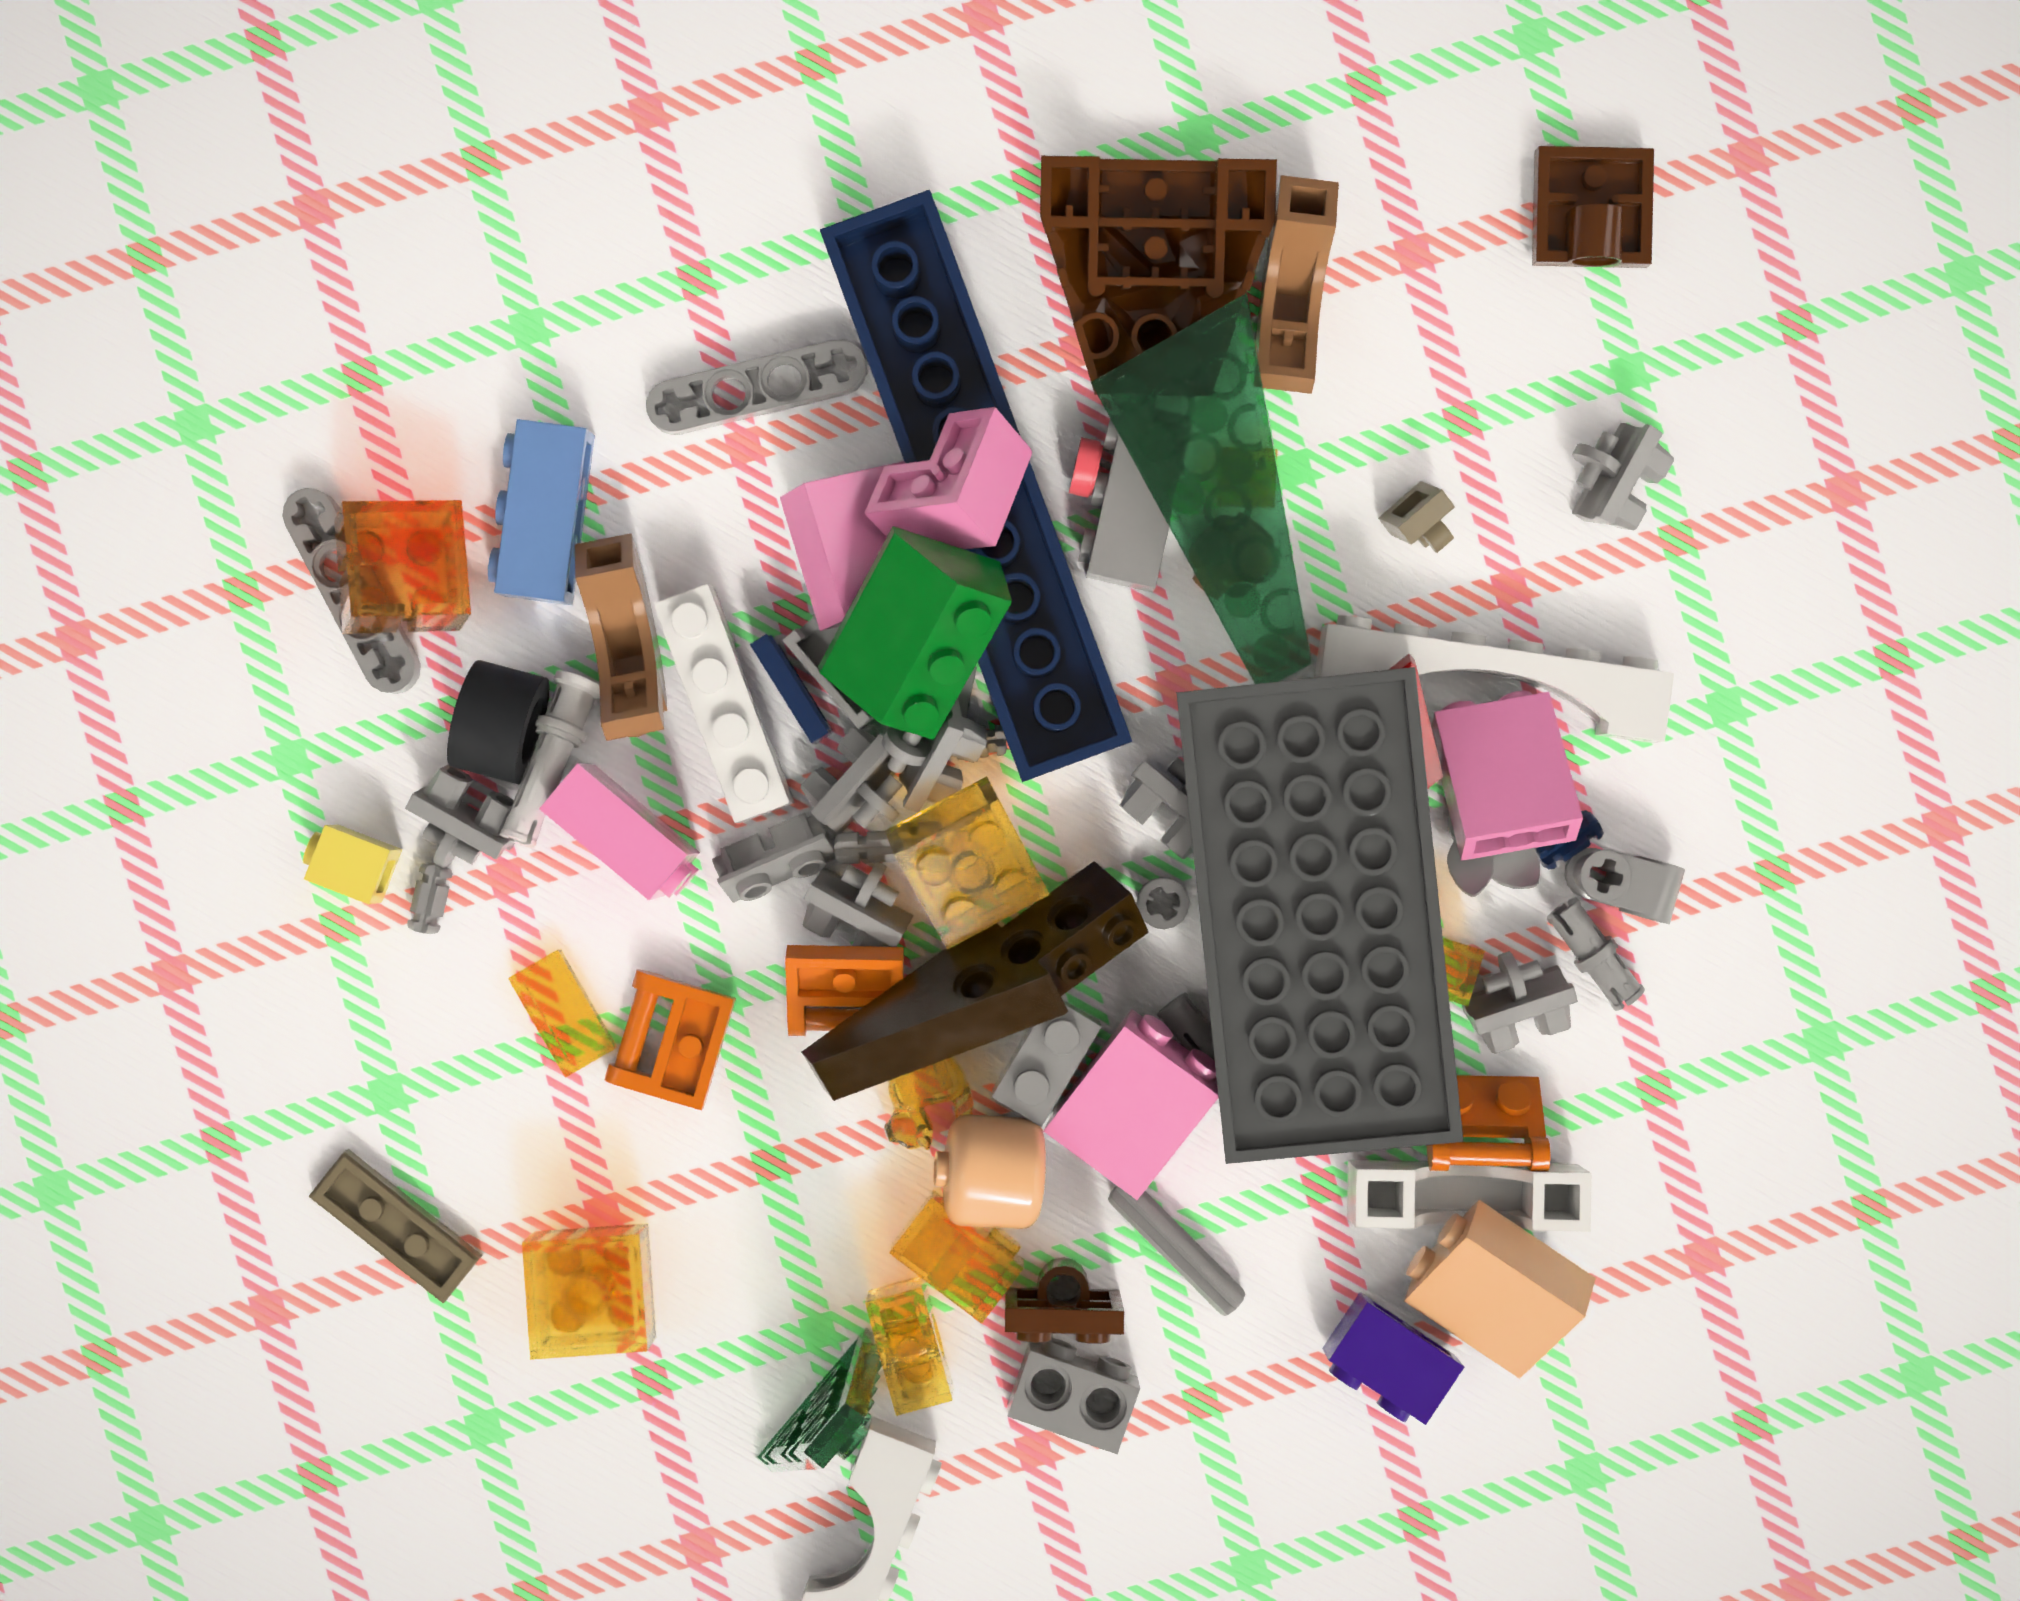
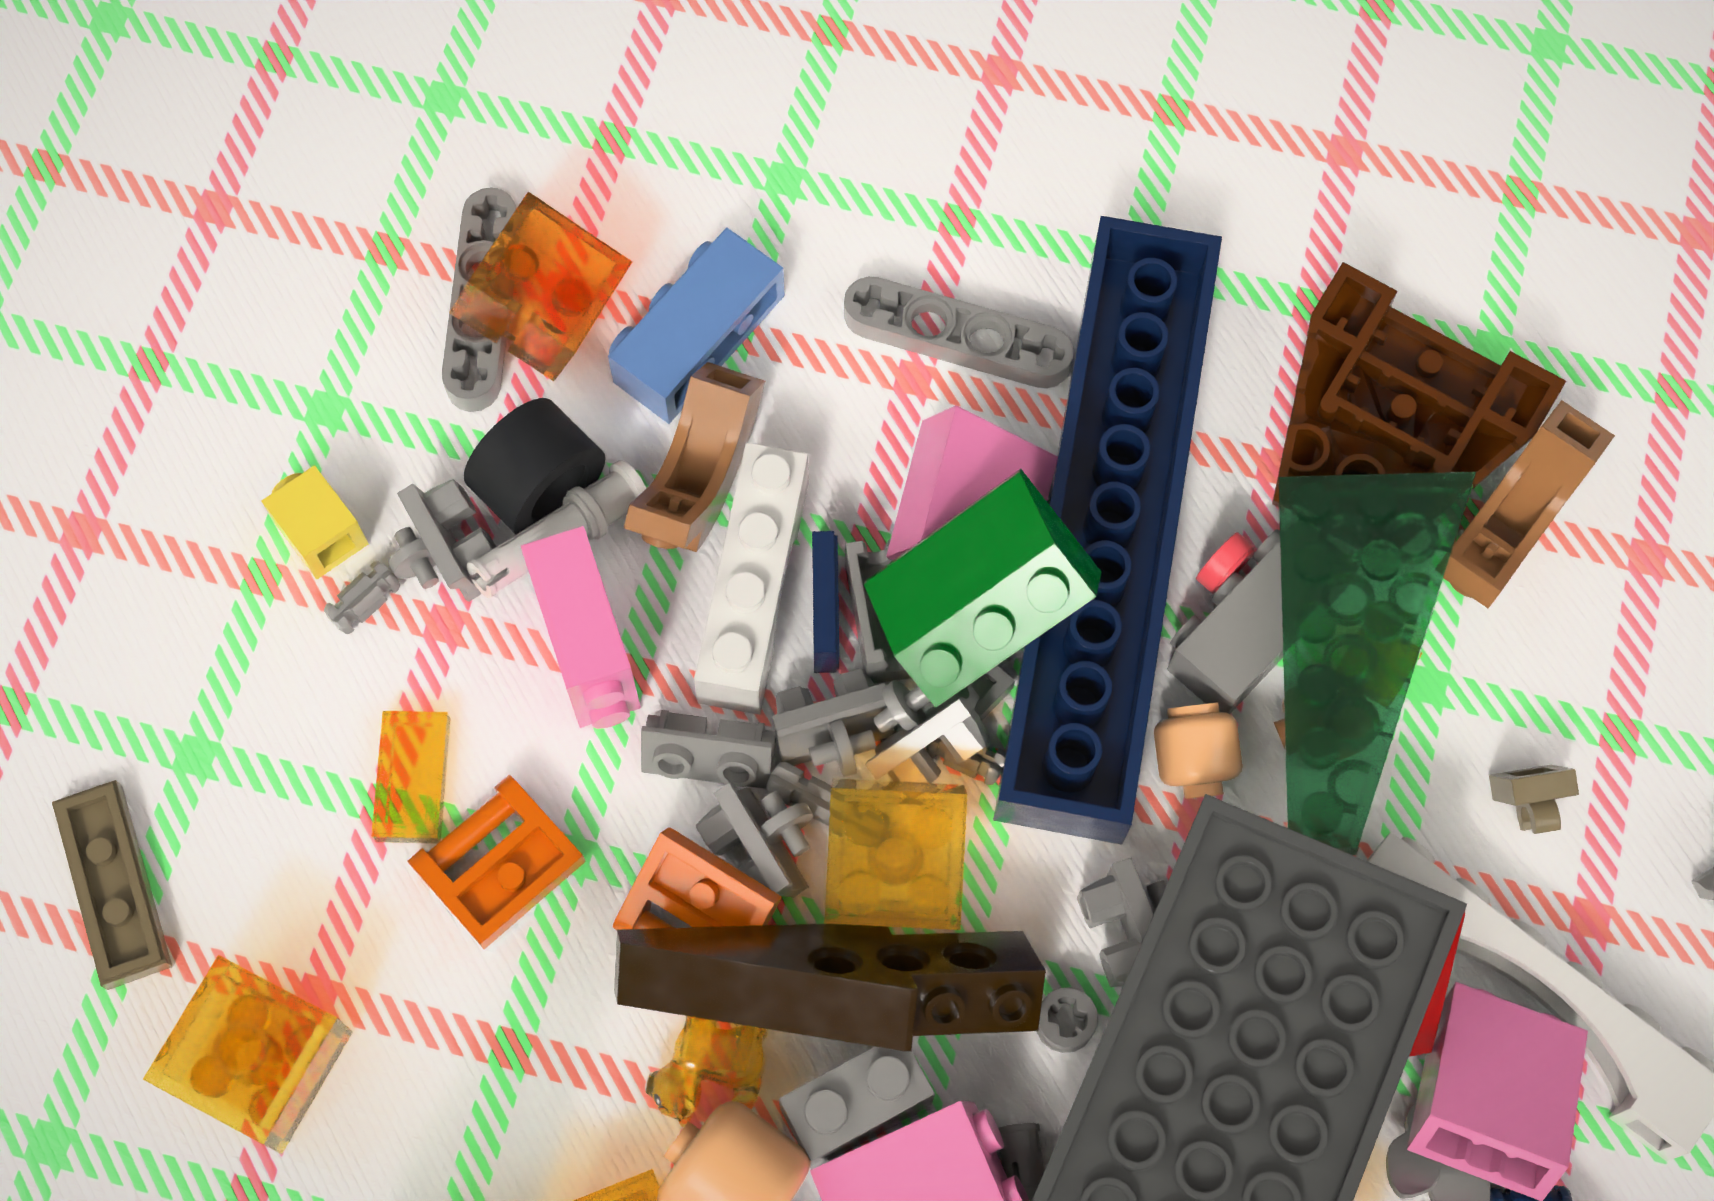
camera: 25 degrees right, 20 degrees down
(962, 489) = (1106, 487): bright pink panel -> none
(1146, 637) = (1198, 749): none -> light nougat head

